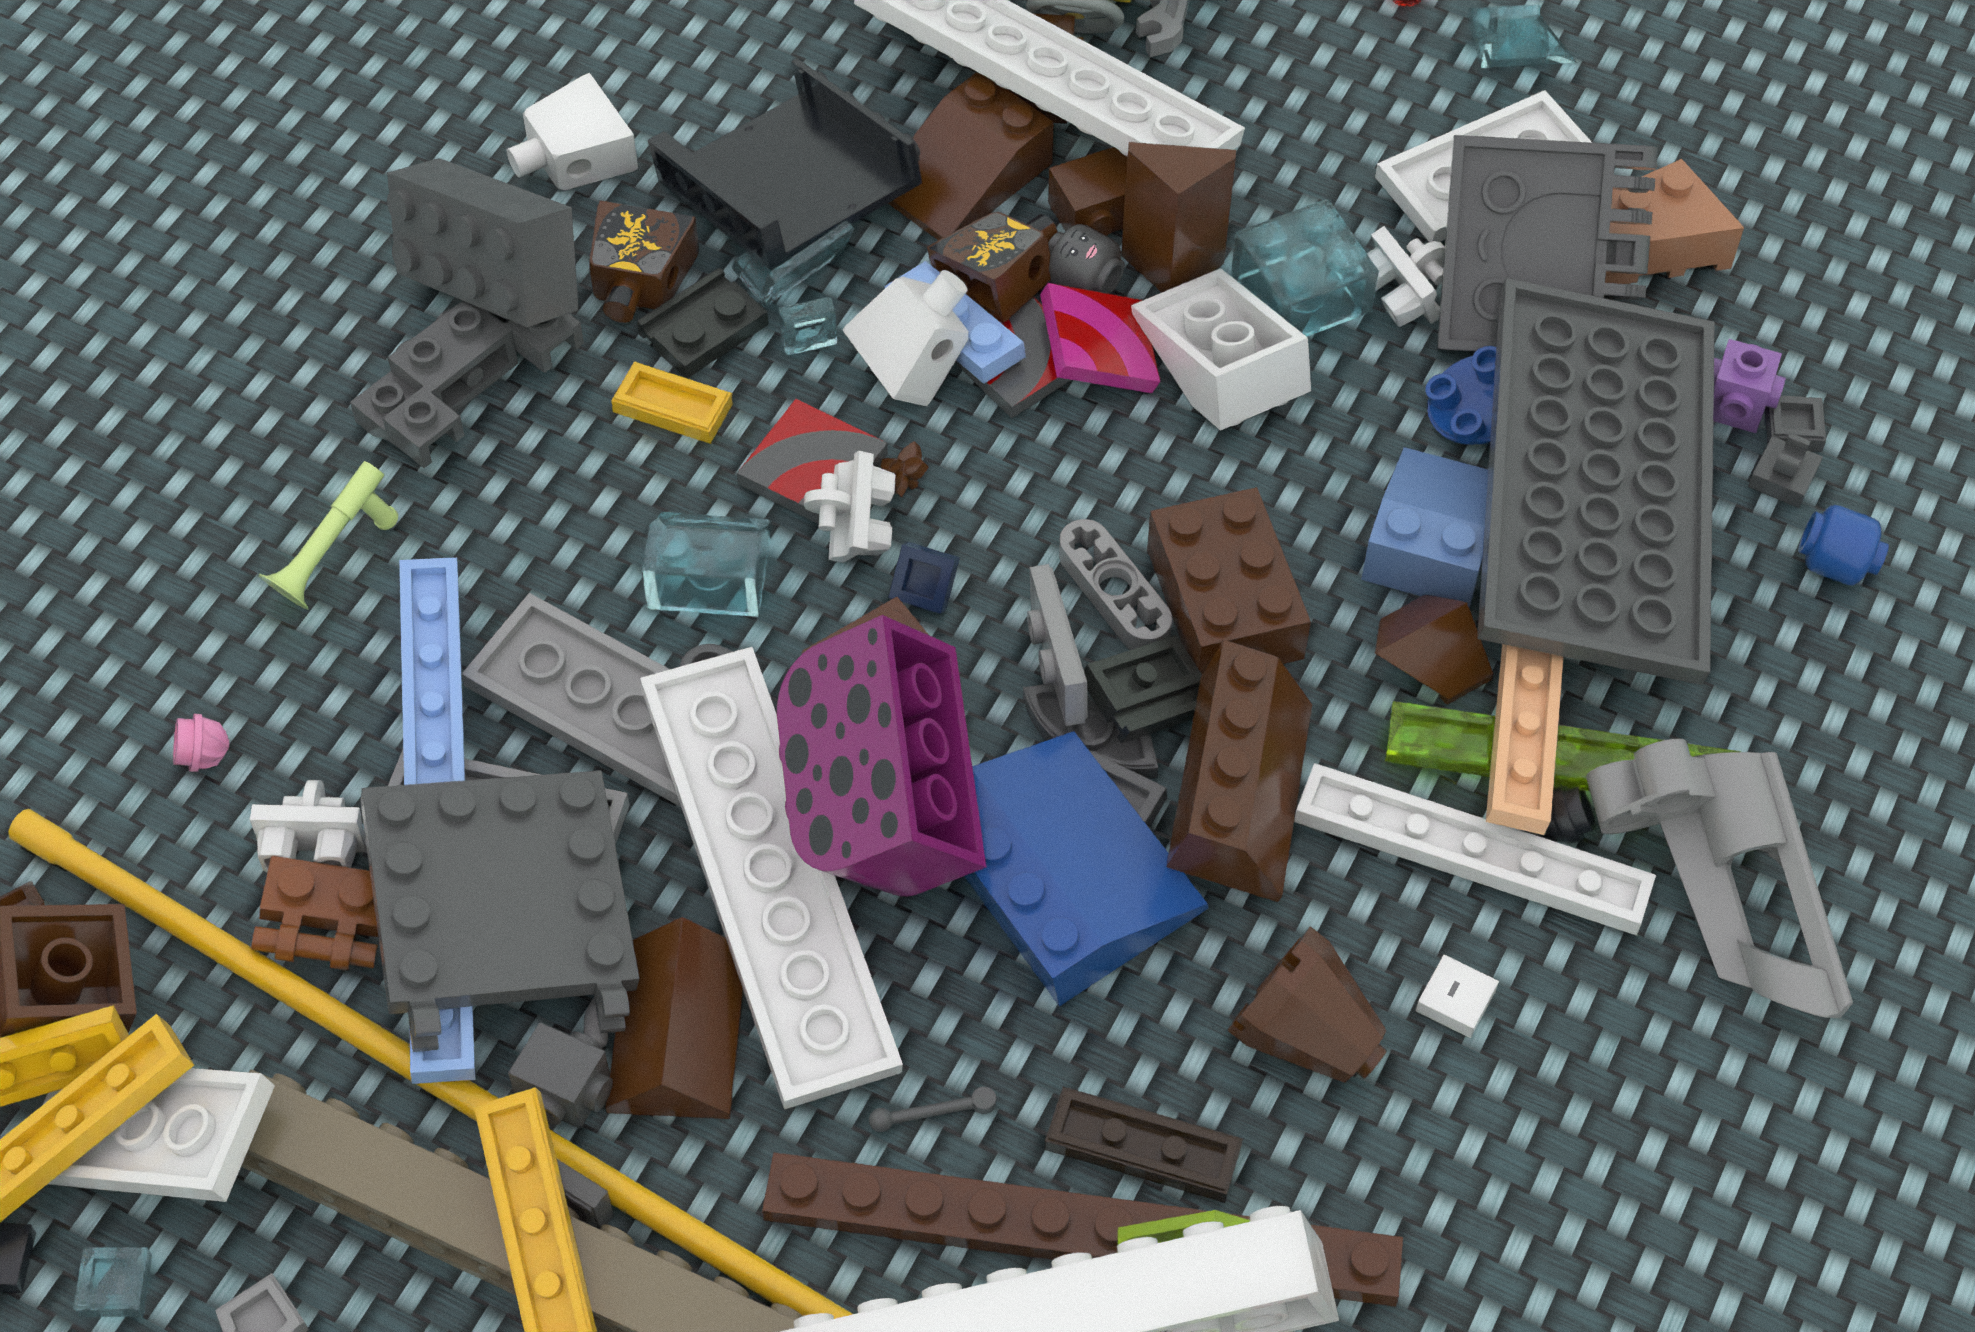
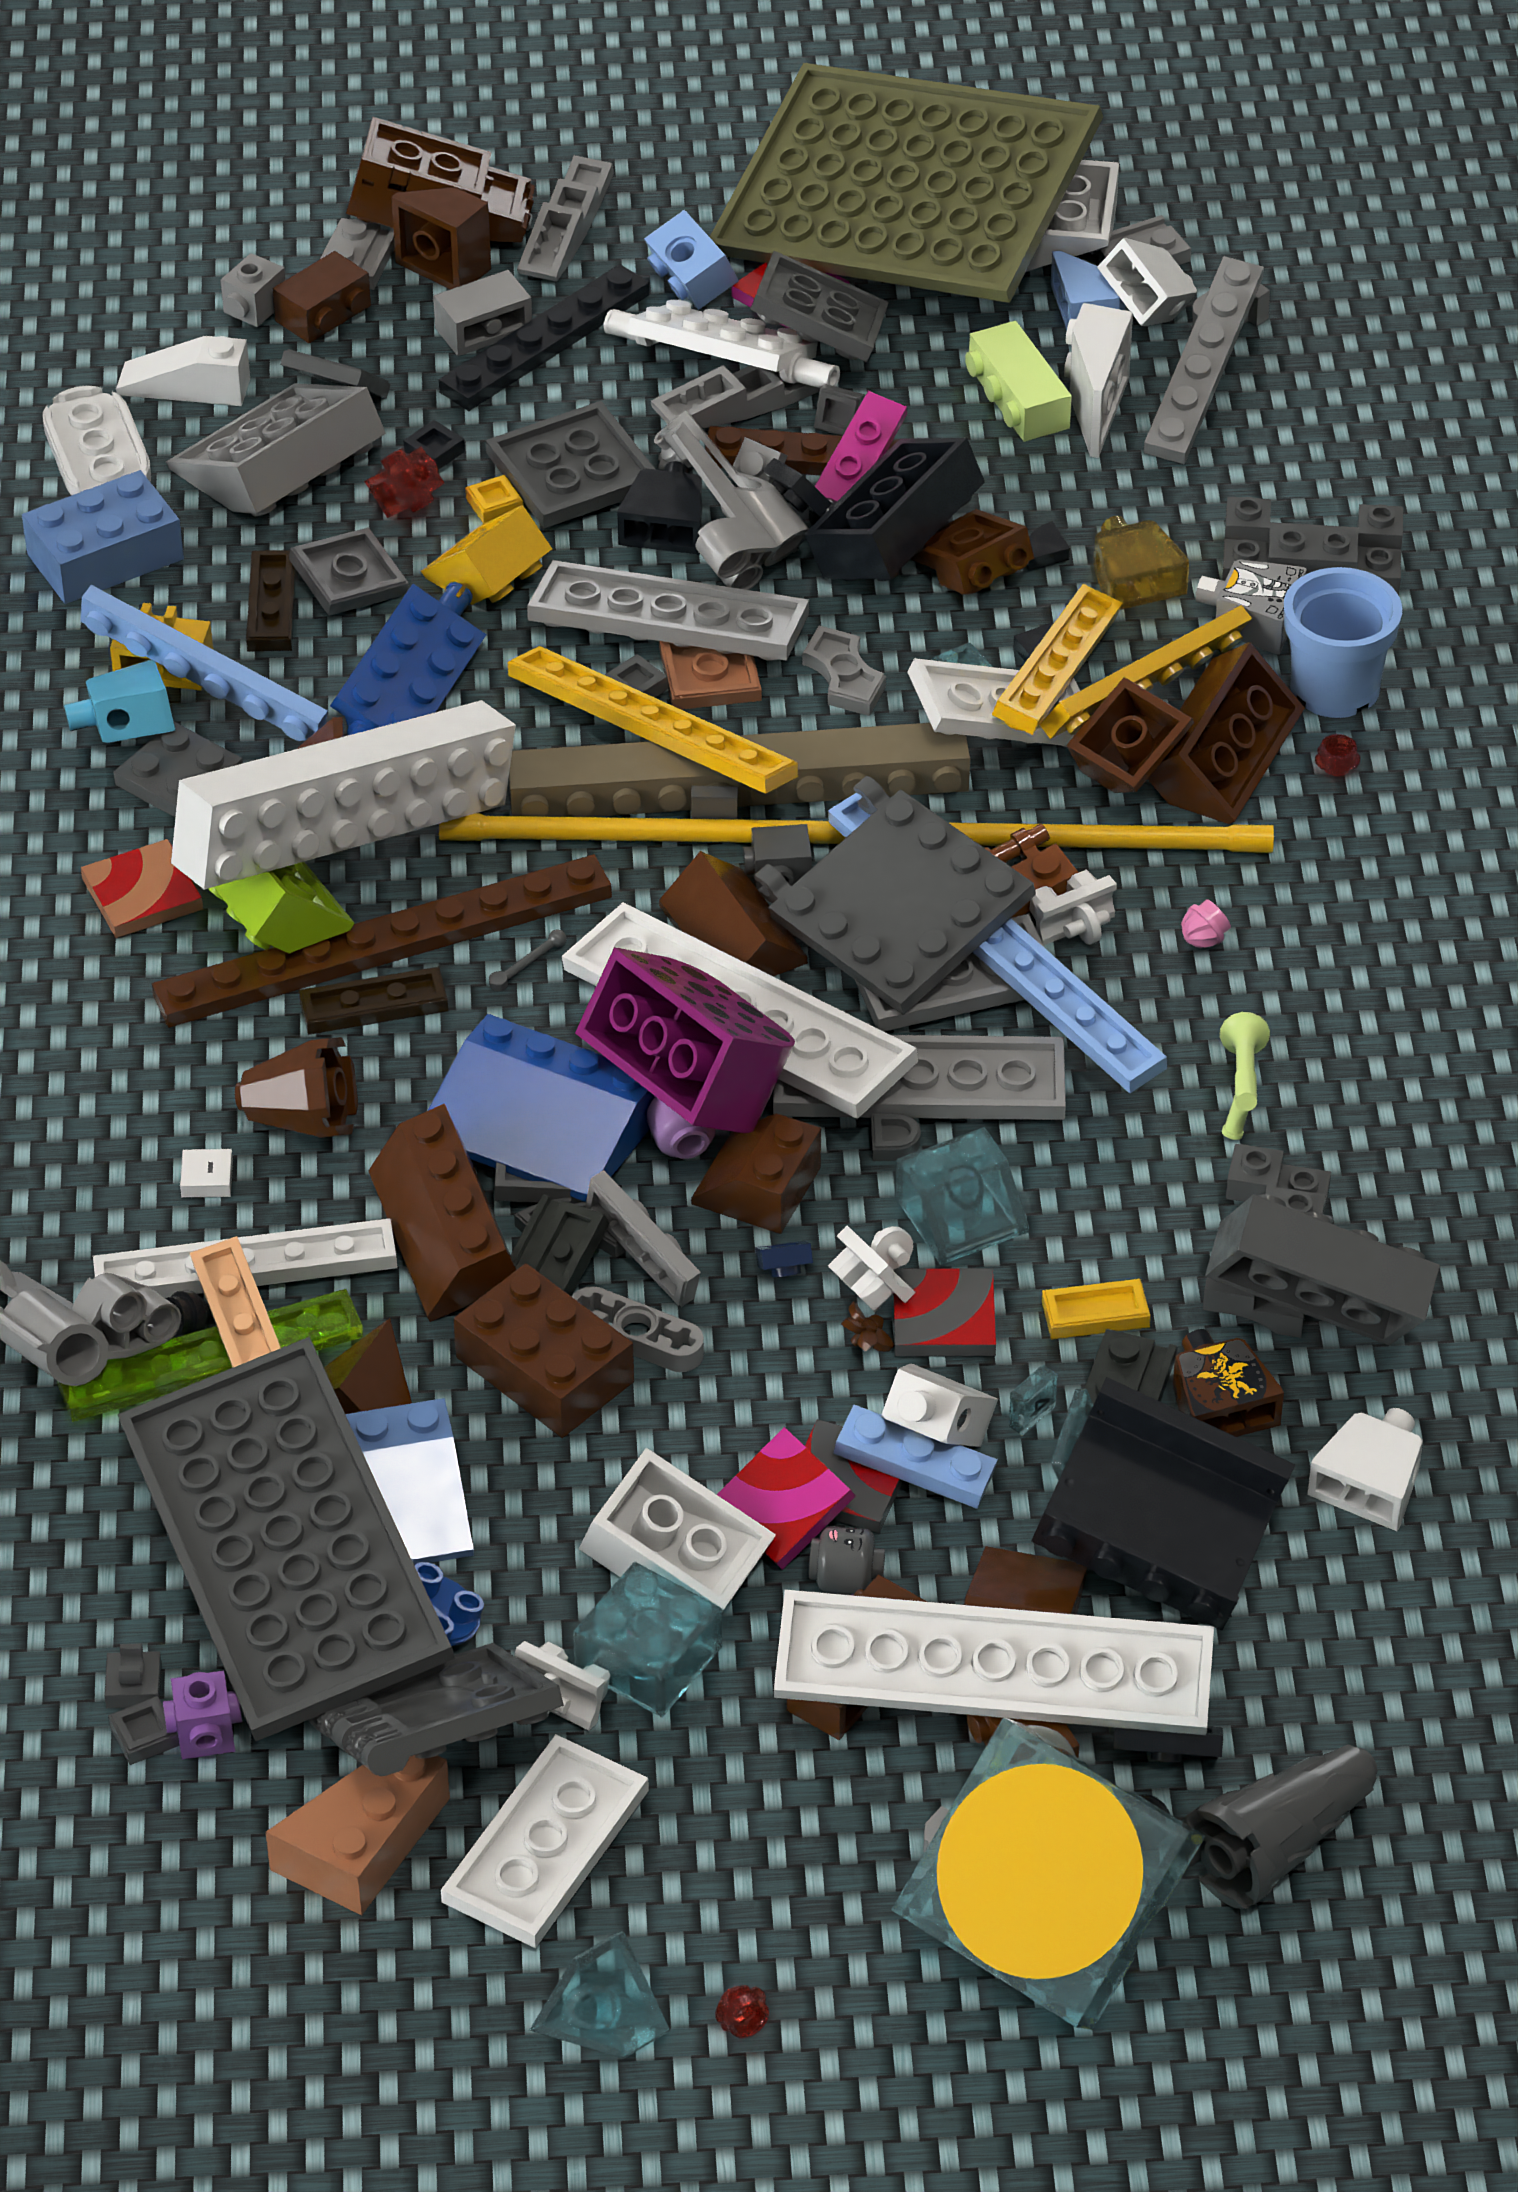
camera: 150 degrees right, 10 degrees down
(998, 260) = (915, 1511): reddish brown torso -> none
(1176, 211) = (777, 1554): reddish brown slope -> none
(1843, 545) = (54, 1610): blue head -> none

